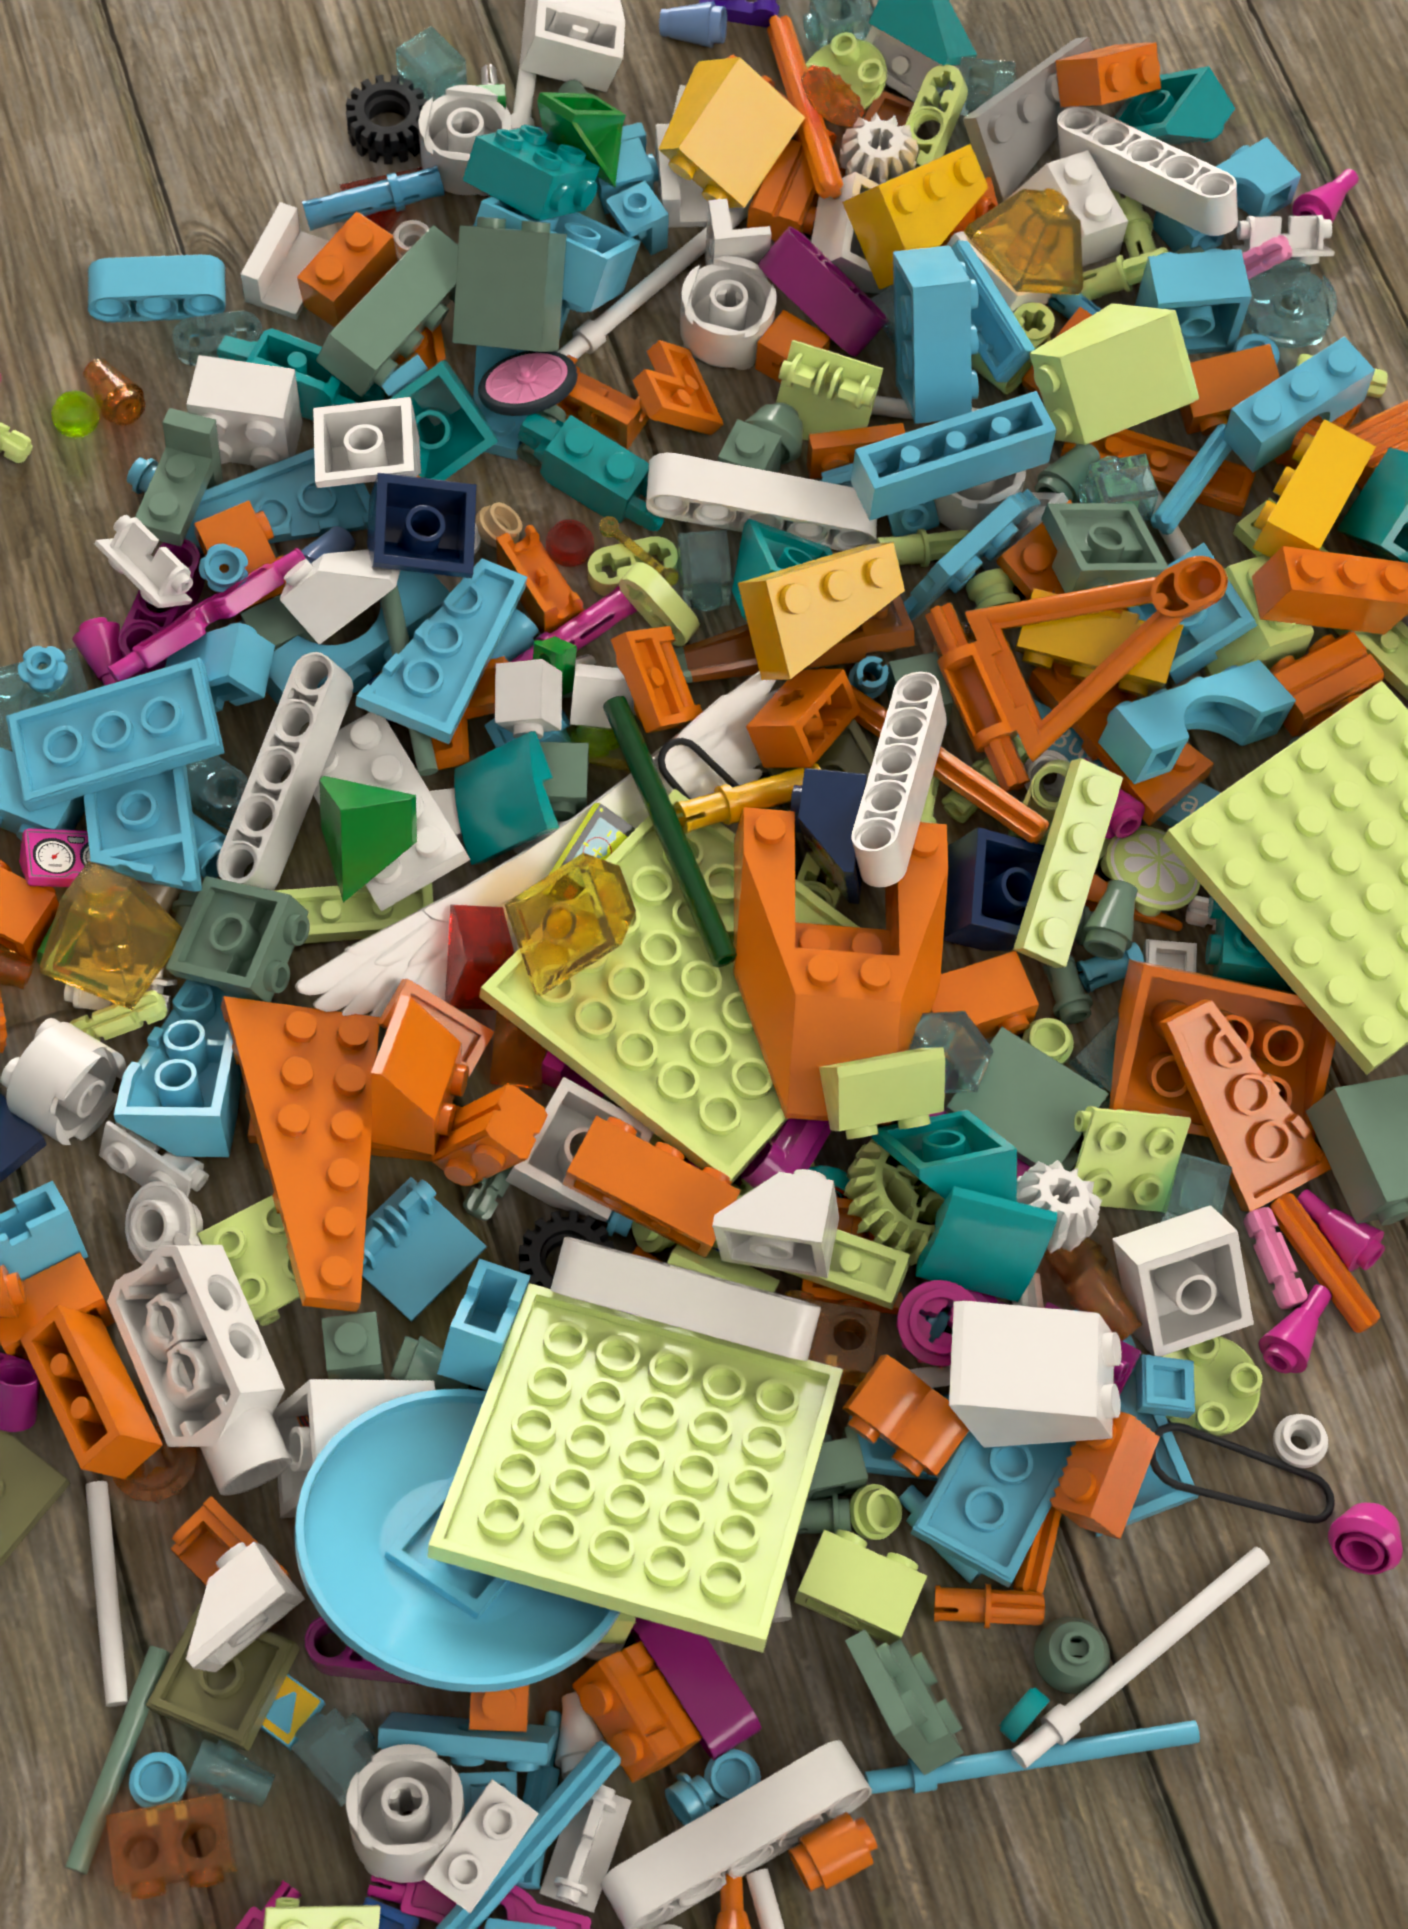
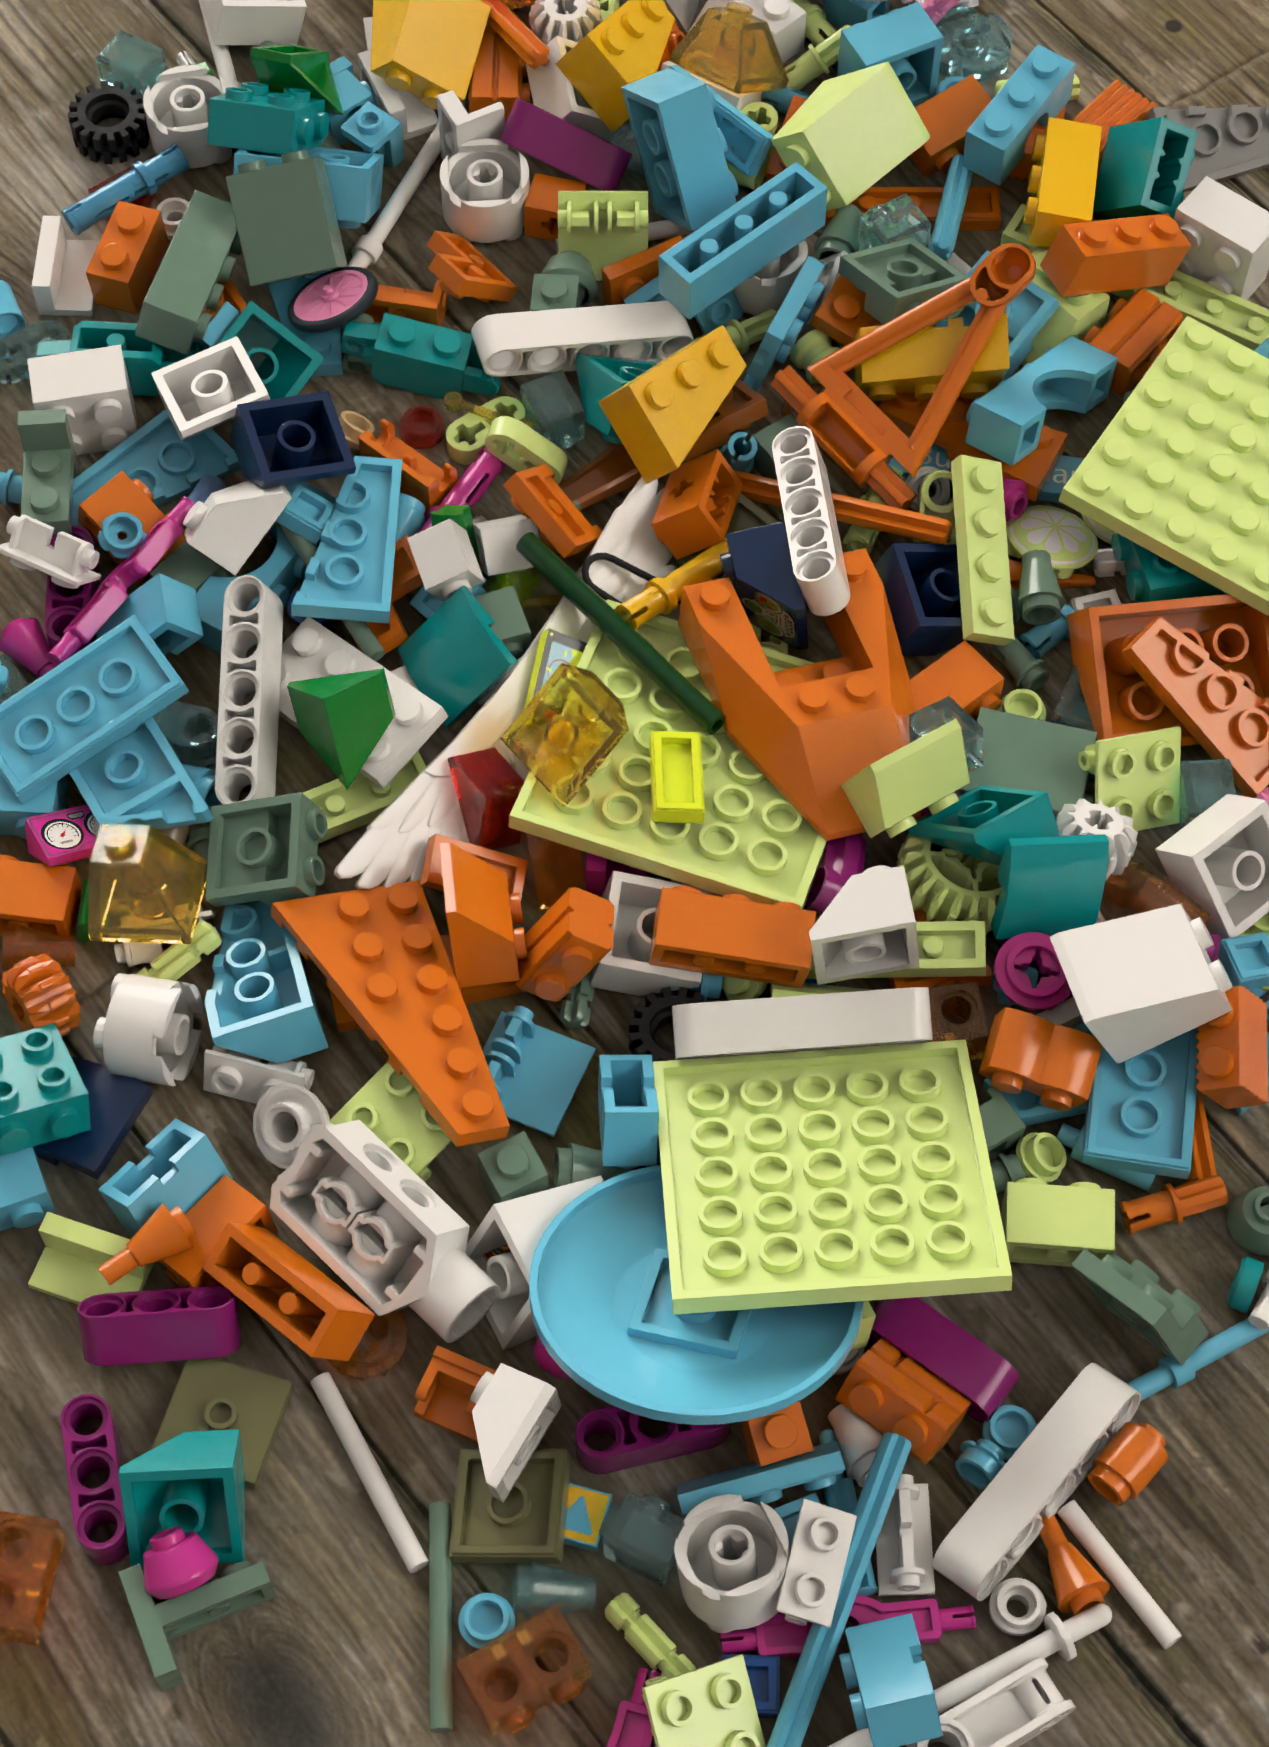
camera: 15 degrees left, 5 degrees down
(302, 1855) = (646, 1637): none -> yellowish green axle
(410, 603) = (306, 513): none -> medium azure tile
(662, 1002) = (676, 777): none -> neon yellow tile

